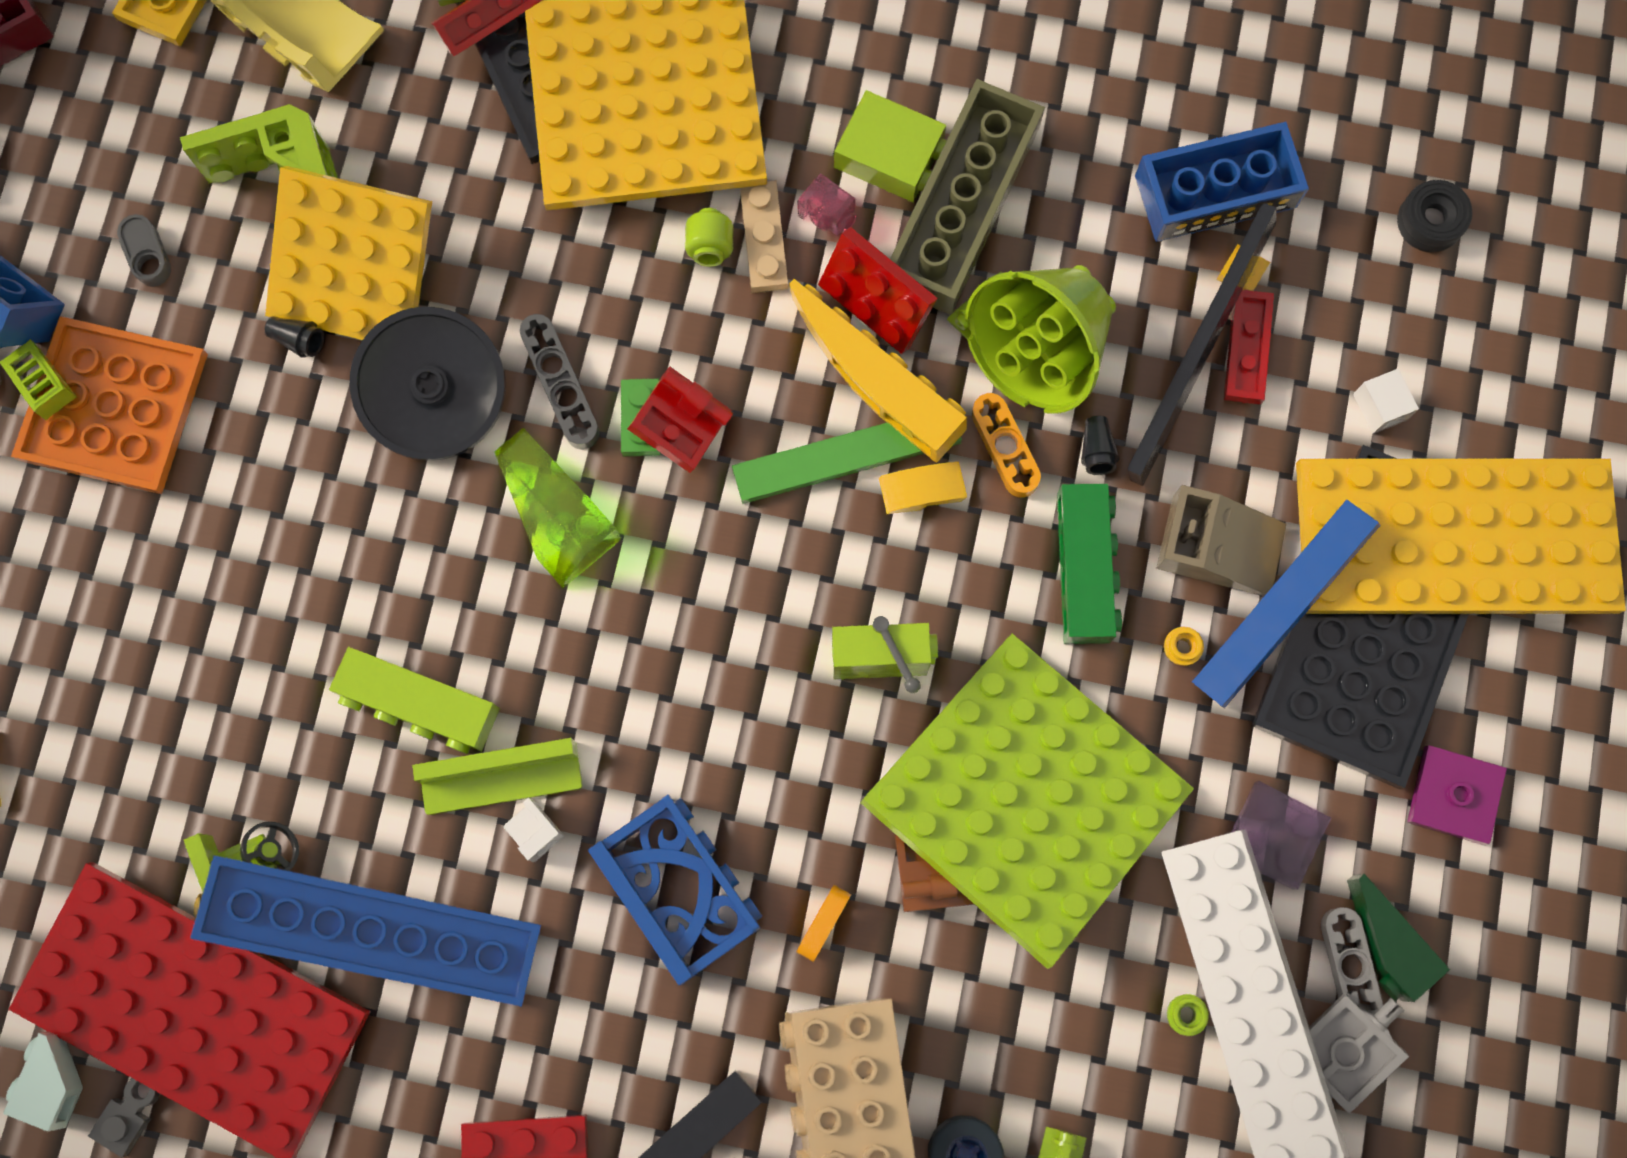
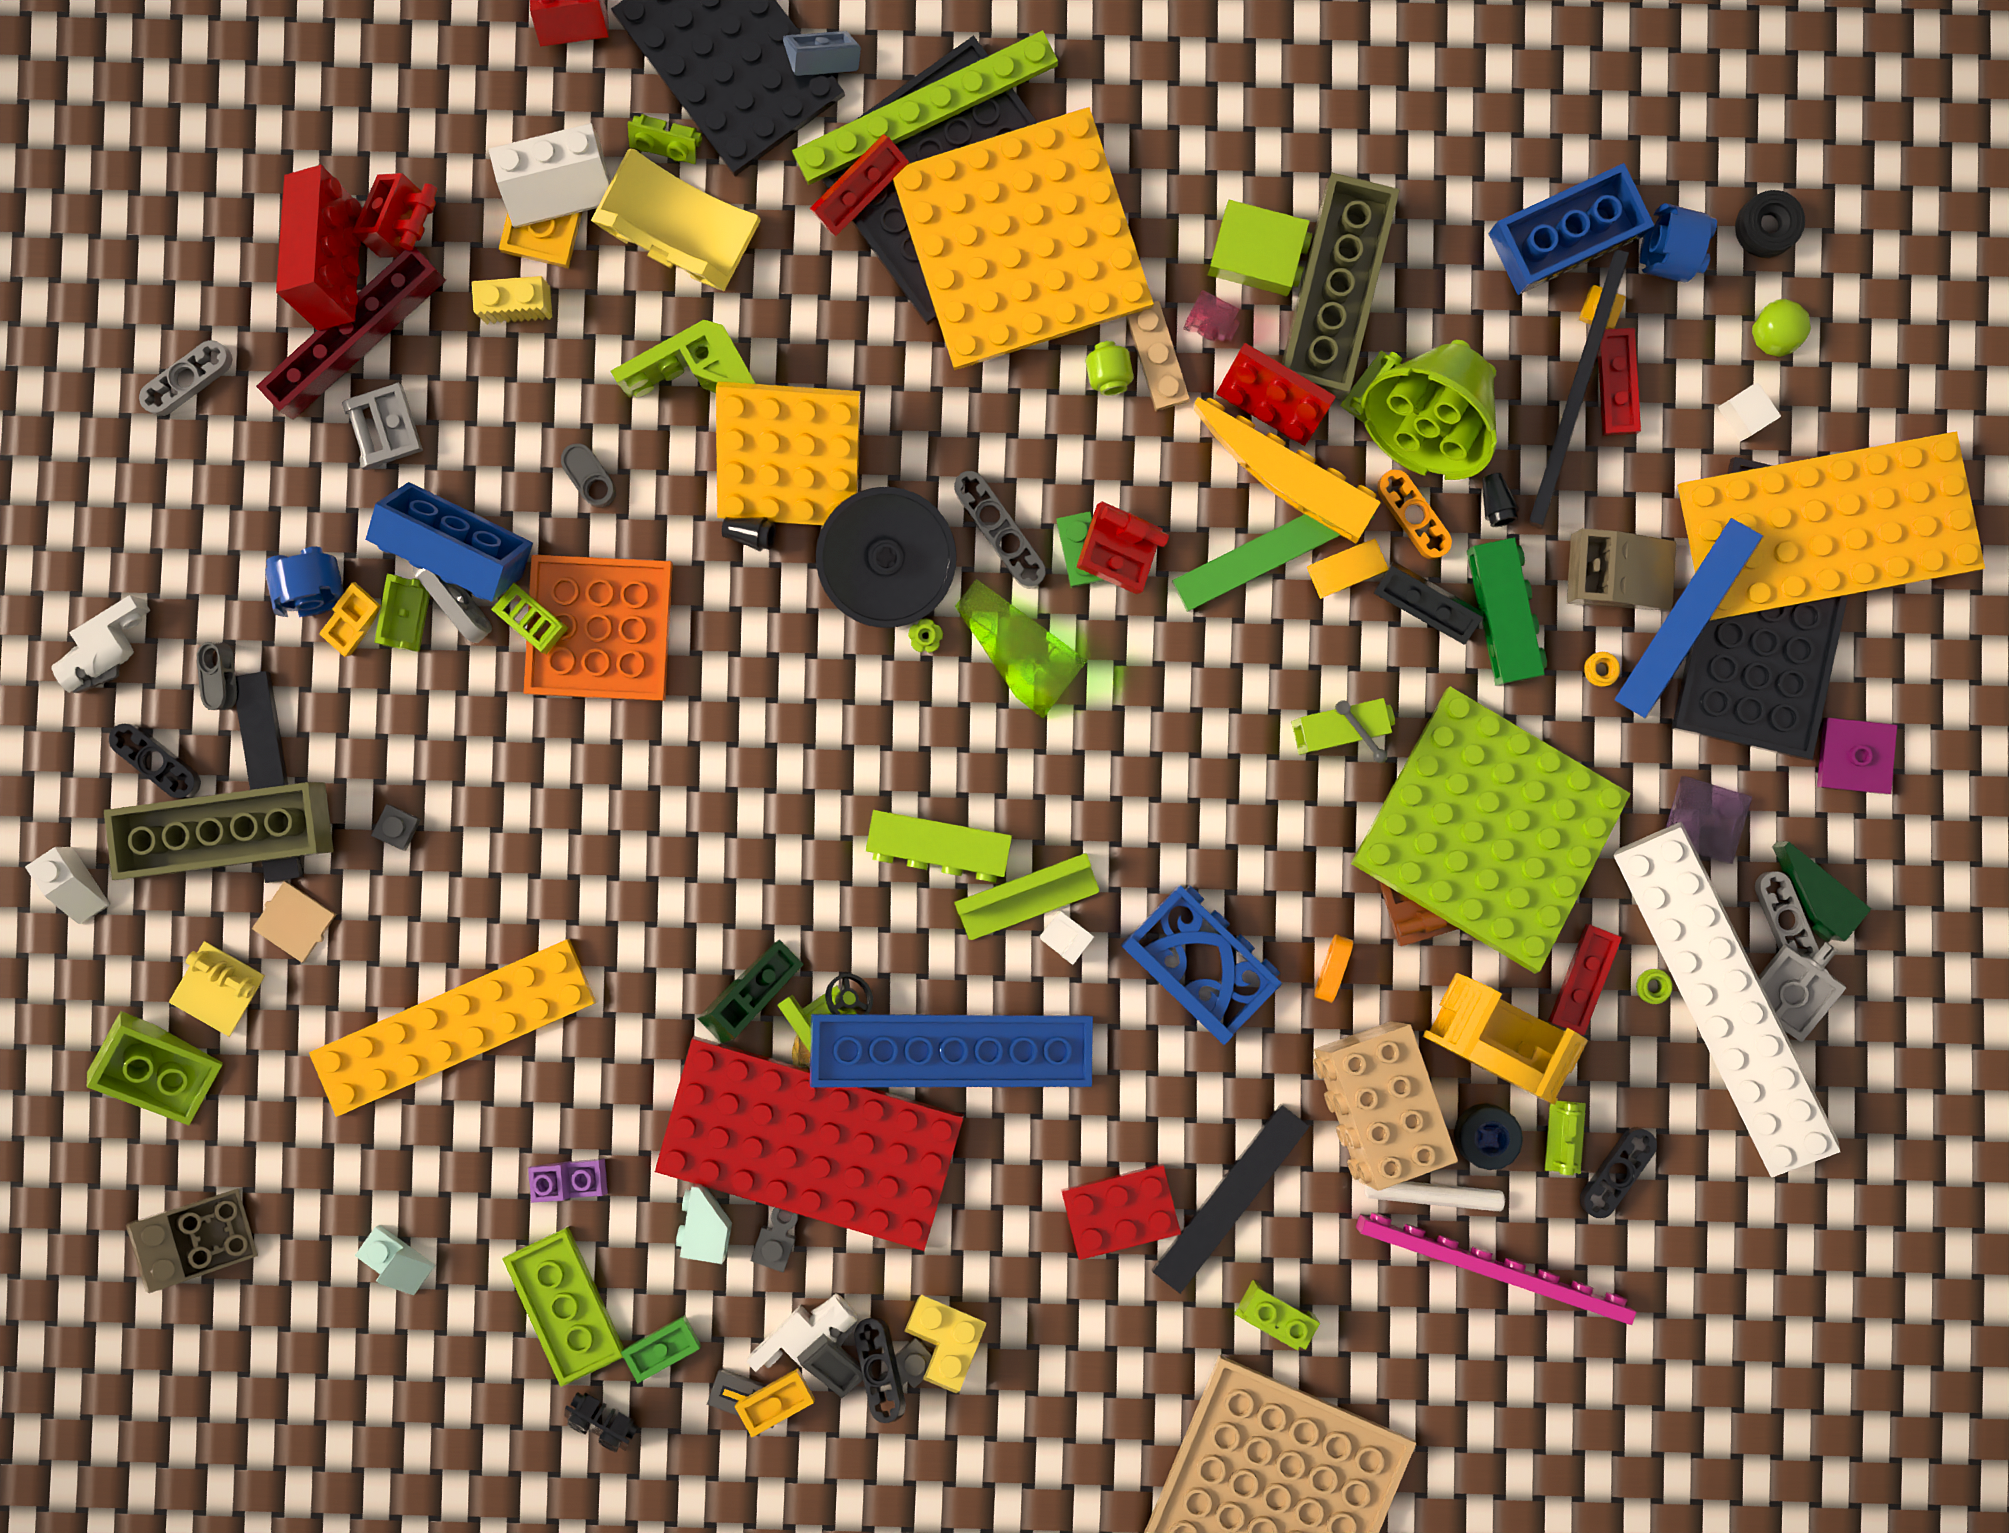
camera: 10 degrees left, 10 degrees up
(111, 63) = (512, 299): none -> light yellow brick
(167, 824) = (750, 992): none -> dark green slope
(457, 485) = (925, 626): none -> lime plate
(998, 1037) = (1505, 1039): none -> yellow piece
(1004, 539) = (1429, 602): none -> black plate
(1108, 991) = (1585, 979): none -> red plate
(1332, 214) = (1677, 243): none -> blue brick
(1433, 323) = (1781, 327): none -> lime hair

